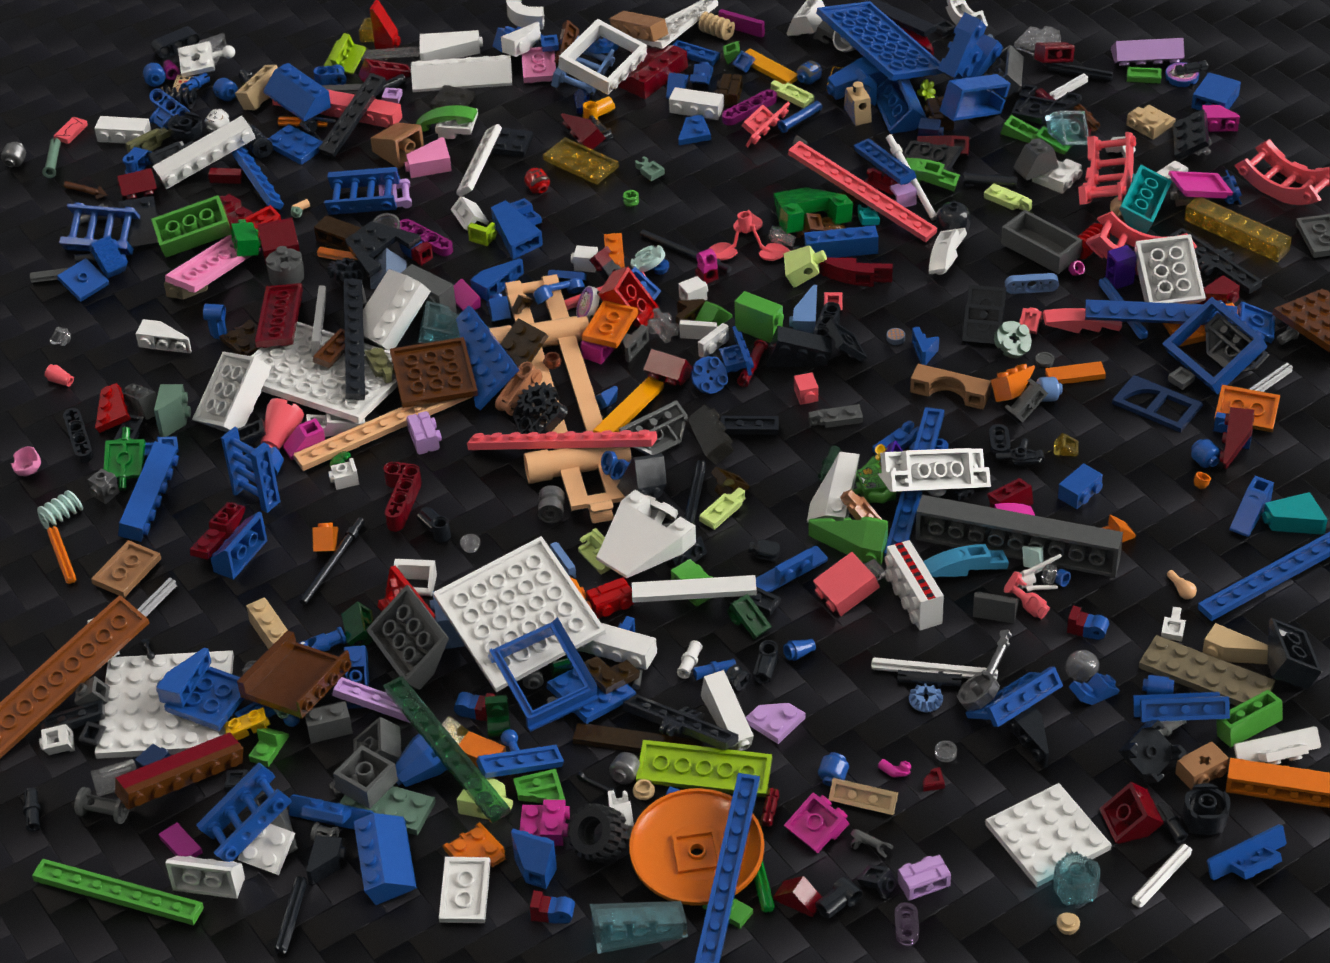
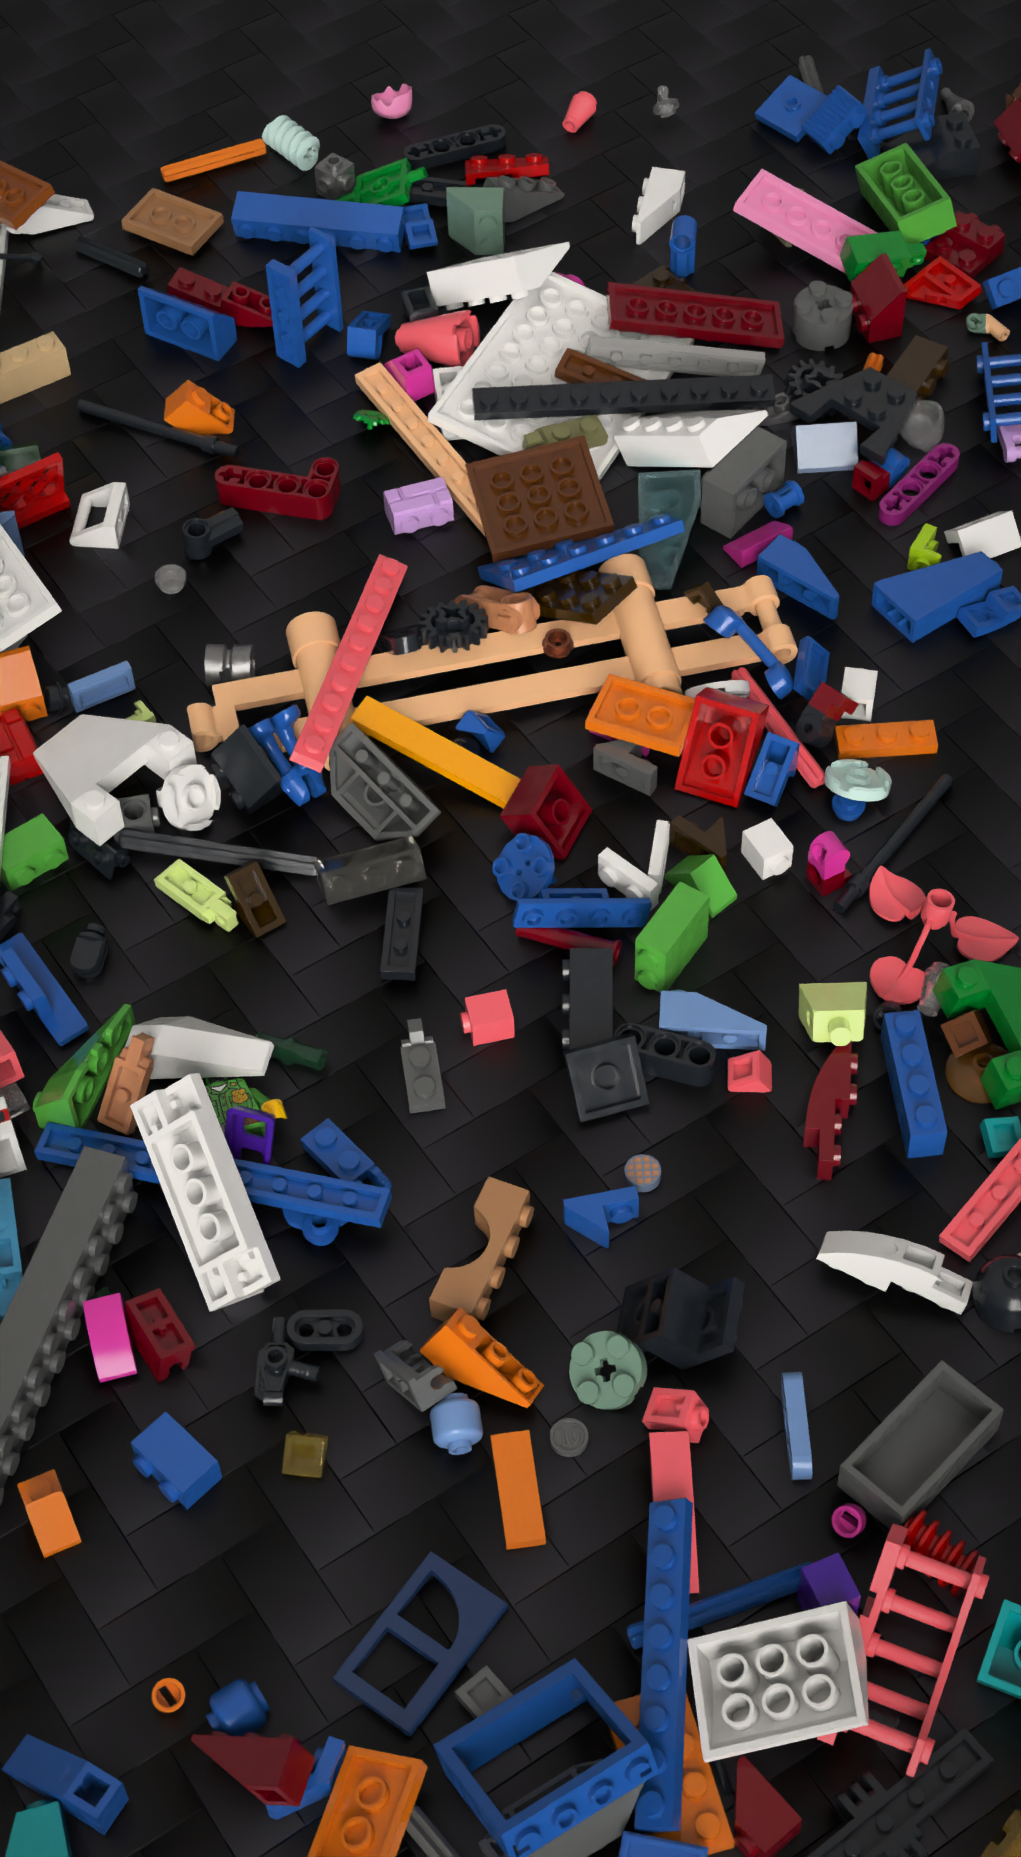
camera: 90 degrees right, 10 degrees up
(344, 475) = (332, 417): white brick -> none
(498, 308) = (717, 571): blue slope -> none
(662, 325) = (671, 799): clear hips -> none

